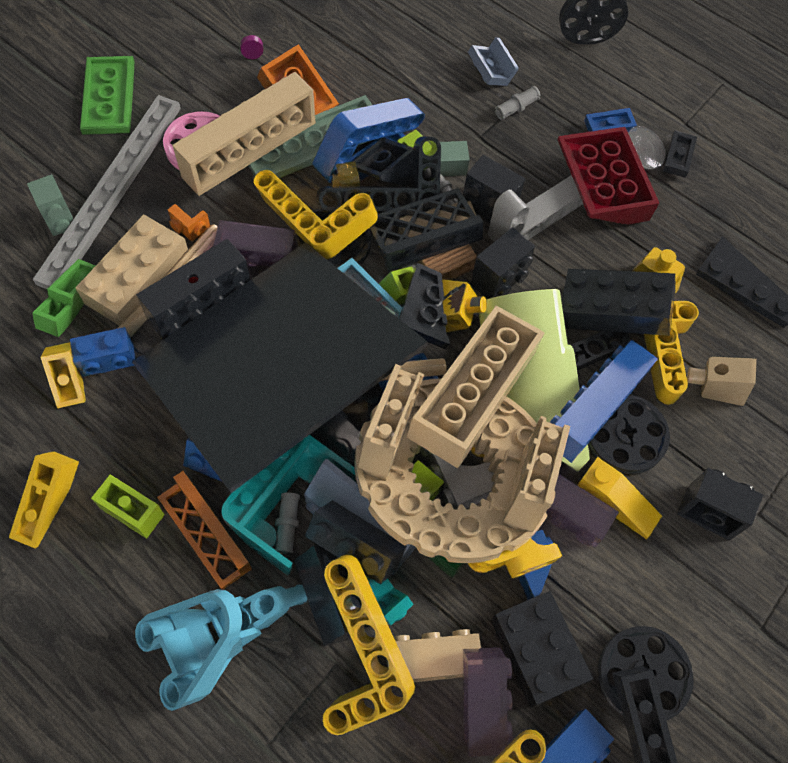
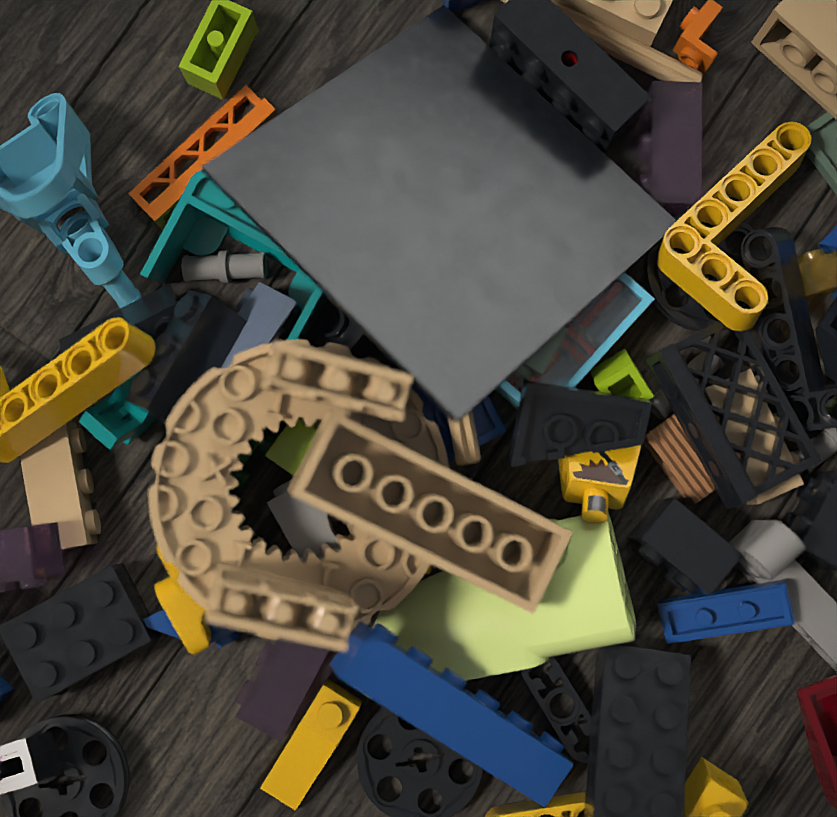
camera: 90 degrees right, 20 degrees up
(544, 267) = (726, 612): none -> blue tile

